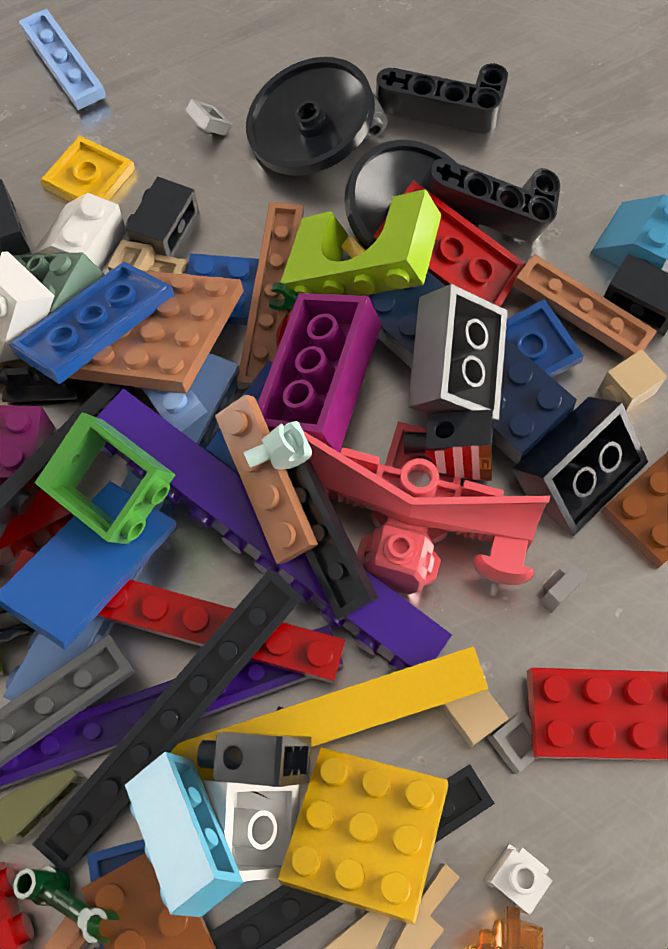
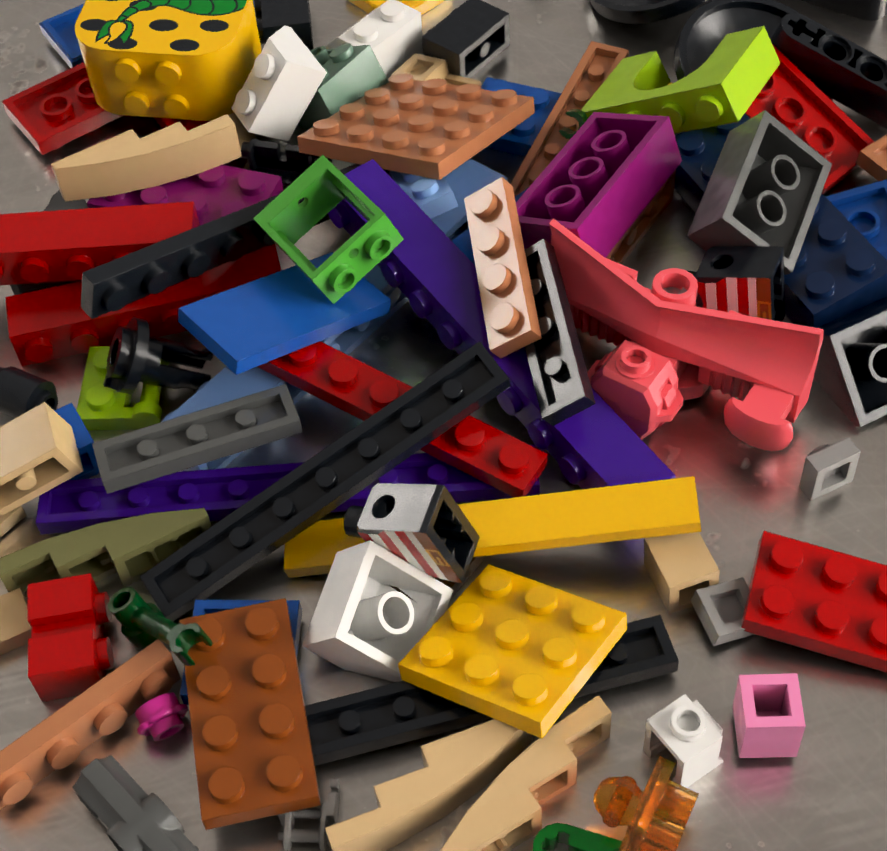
camera: 20 degrees right, 15 degrees down
(91, 321) = (359, 104): blue tile -> none
(182, 836) = (305, 579): brick -> none
(283, 446) = (530, 230): light aqua piece -> none
(578, 841) = (768, 715): none -> bright pink brick

